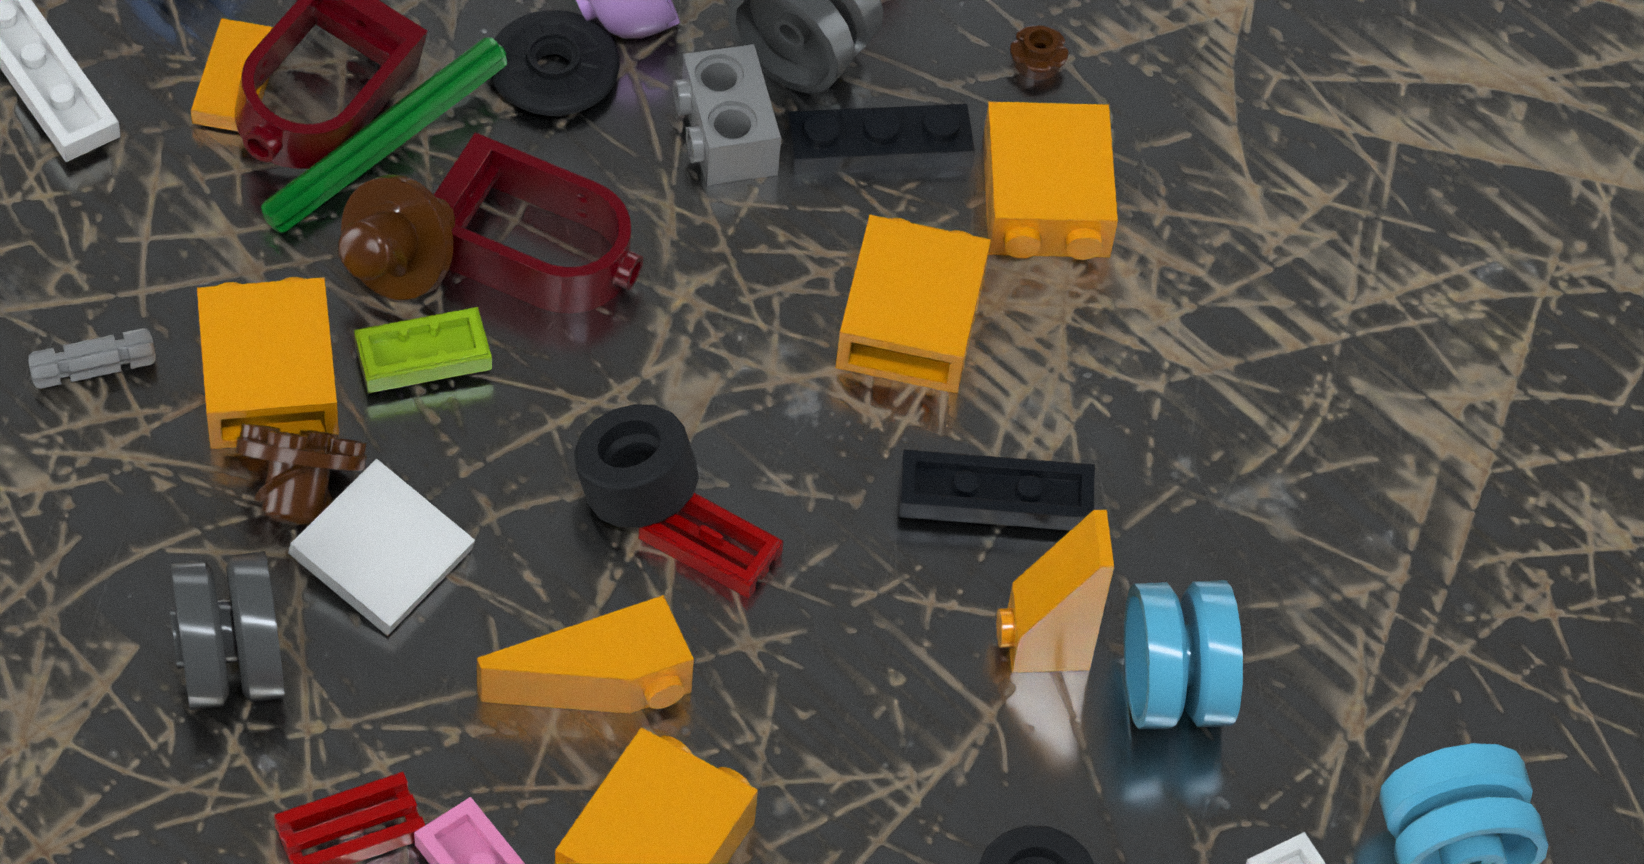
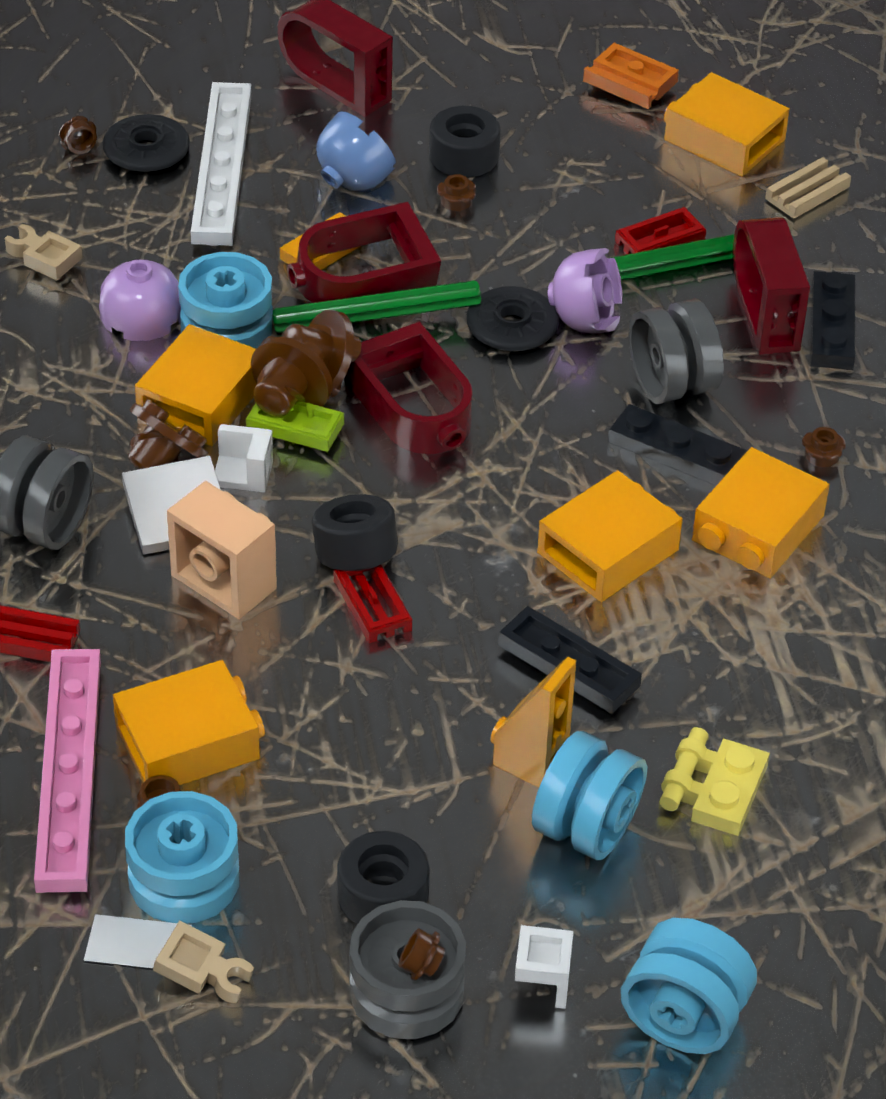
camera: 40 degrees right, 10 degrees down
(81, 282) = (140, 300): none -> lavender cylinder
(91, 358) = (112, 340): light grey axle -> none
(204, 225) = (228, 297): none -> medium azure wheel
(388, 297) = (289, 373): none -> reddish brown plate
(410, 434) = (244, 457): none -> white panel
(510, 576) = (222, 549): none -> light nougat brick
(602, 664) = (242, 624): light orange slope -> none
(728, 115) = (588, 387): light grey brick -> none
(1278, 543) = (728, 788): none -> light yellow plate

